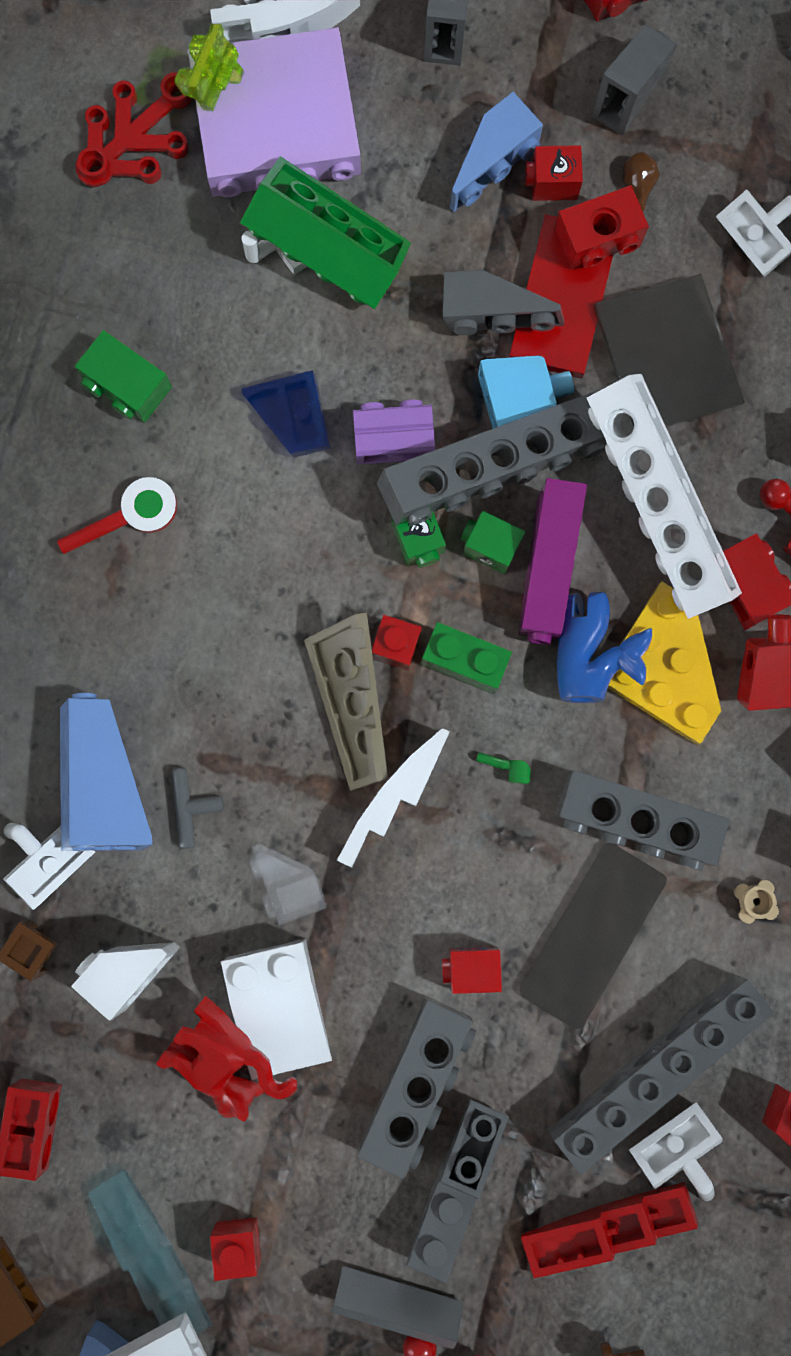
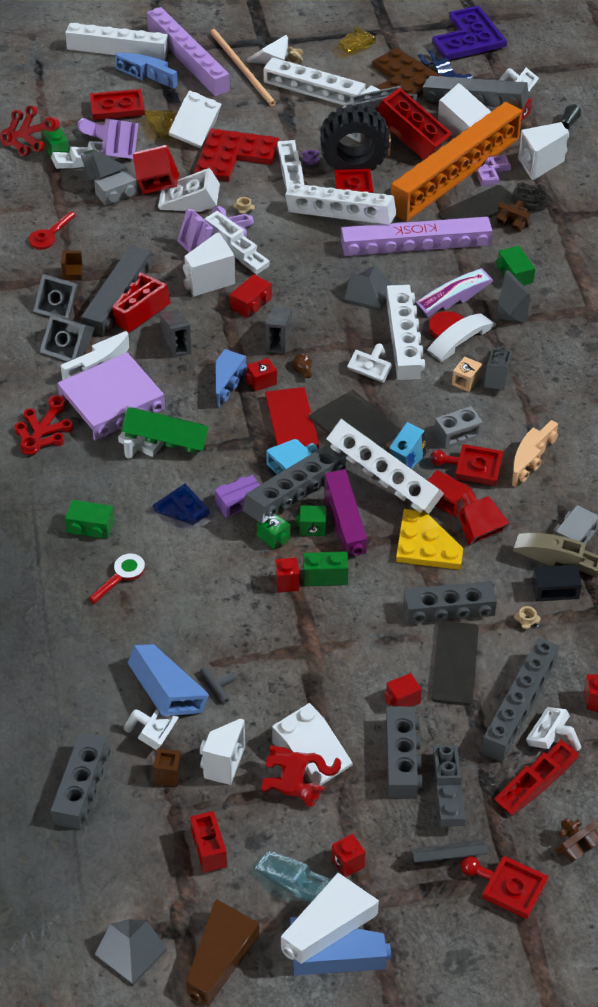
camera: 20 degrees left, 35 degrees down
(213, 68) = (74, 382): clear neon green hips -> none
(289, 882) = (287, 691): clear slope -> none
(349, 693) = (275, 602): dark tan wing -> none
(404, 785) = (322, 634): white slope -> none
(488, 302) = (261, 428): dark grey slope -> none
(518, 770) = (376, 606): green hand -> none
(586, 680) = (390, 556): blue piece -> none
(616, 212) = (295, 384): red brick -> none
(736, 454) = (409, 445): none -> medium azure torso

